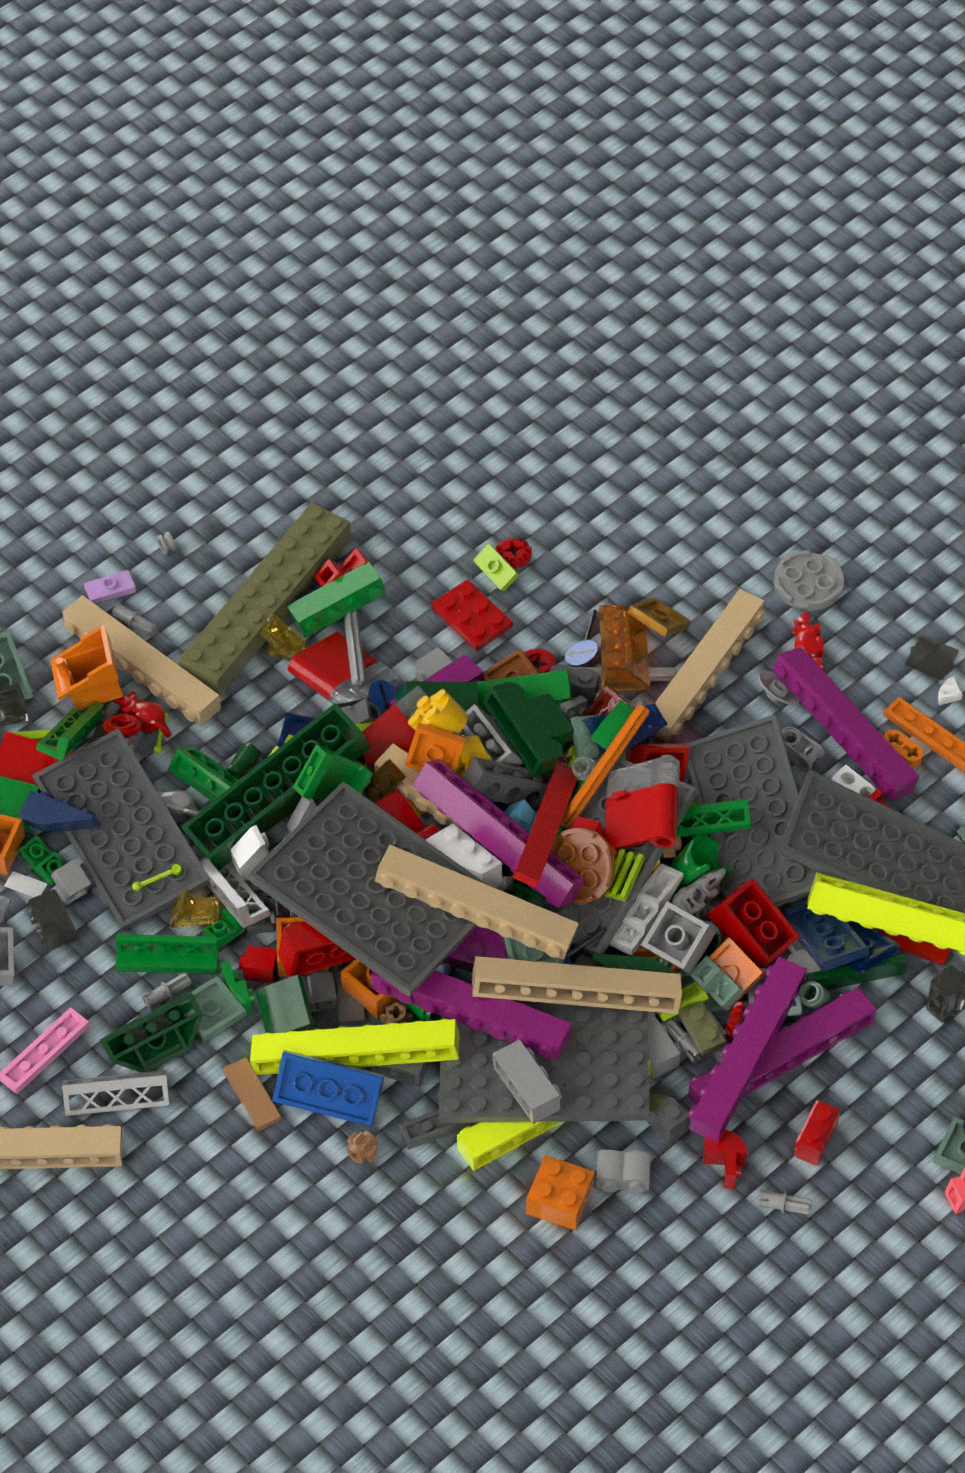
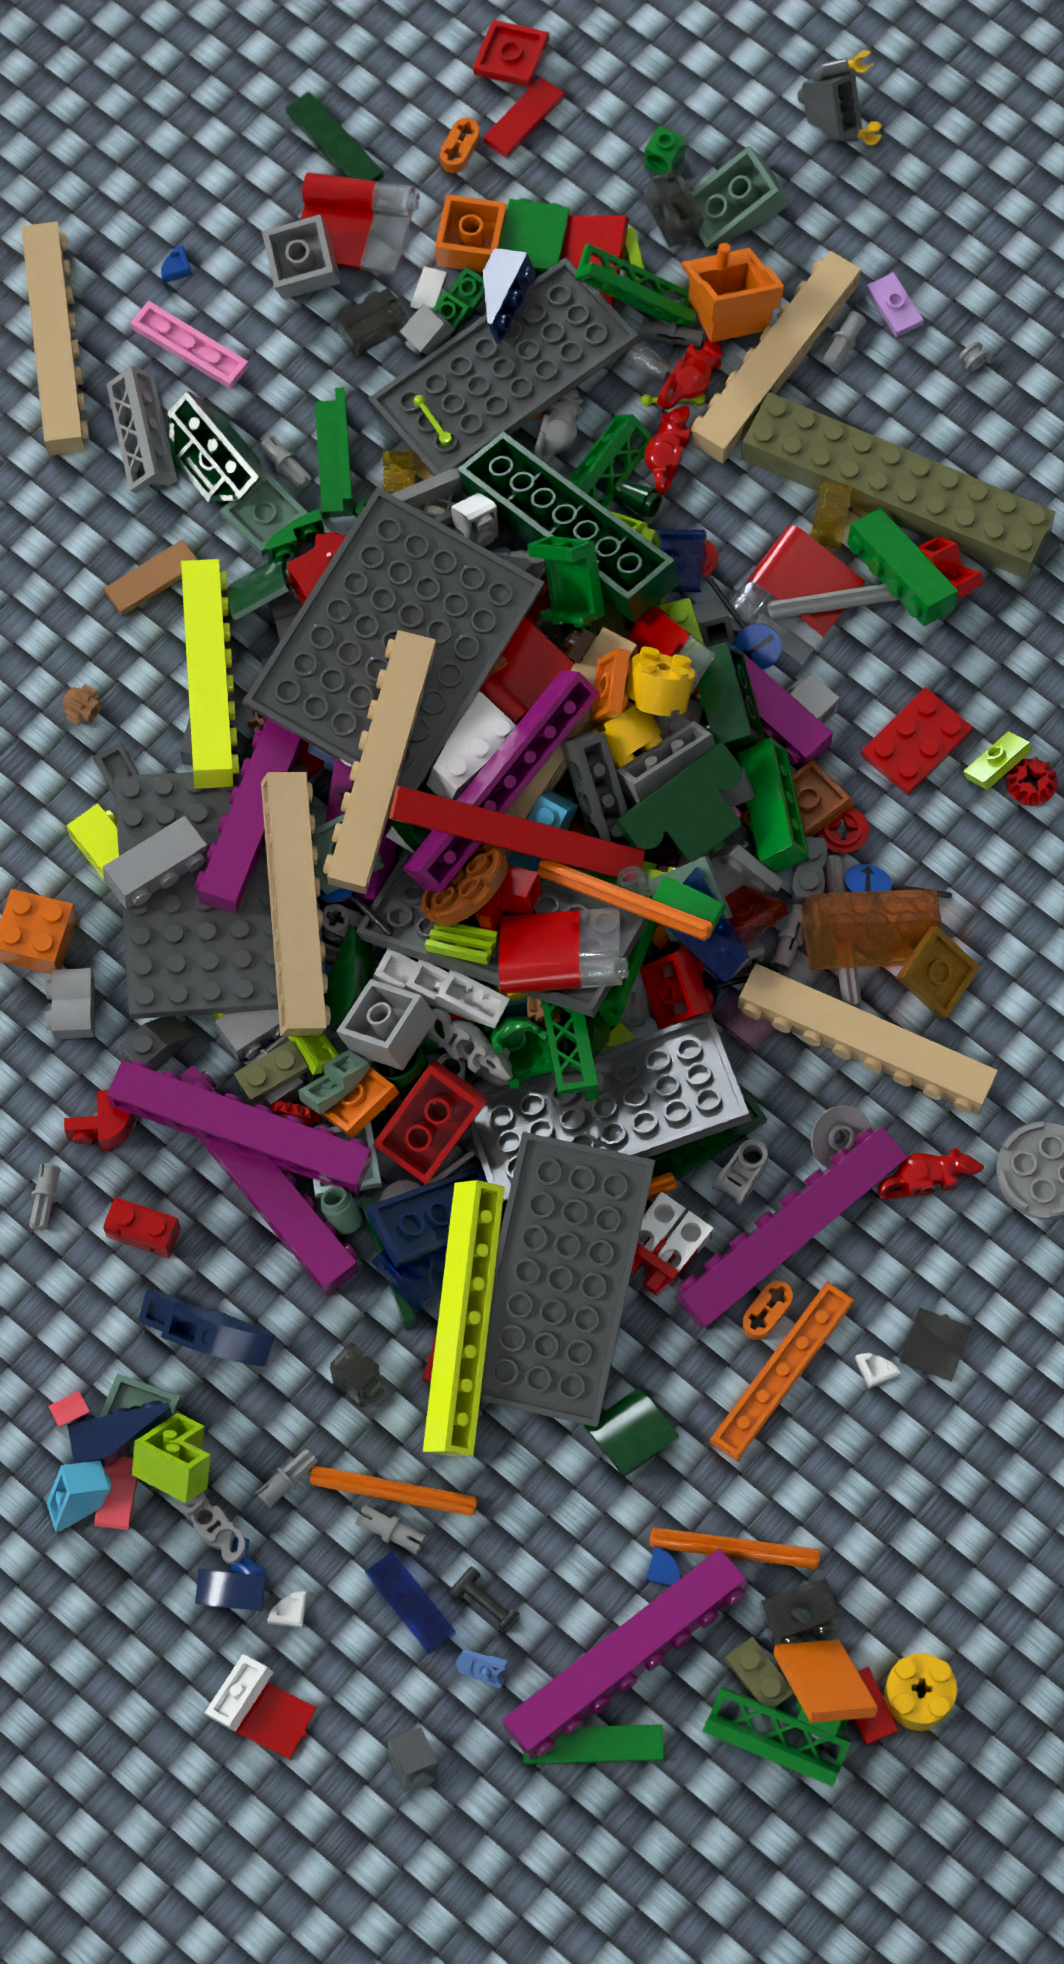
camera: 85 degrees right, 15 degrees up
(126, 723) = (659, 335): red gear -> none
(207, 738) = (665, 449): none -> red animal
(328, 1088) = (153, 653): blue tile -> none
(904, 1096) = (206, 1331): none -> dark blue slope

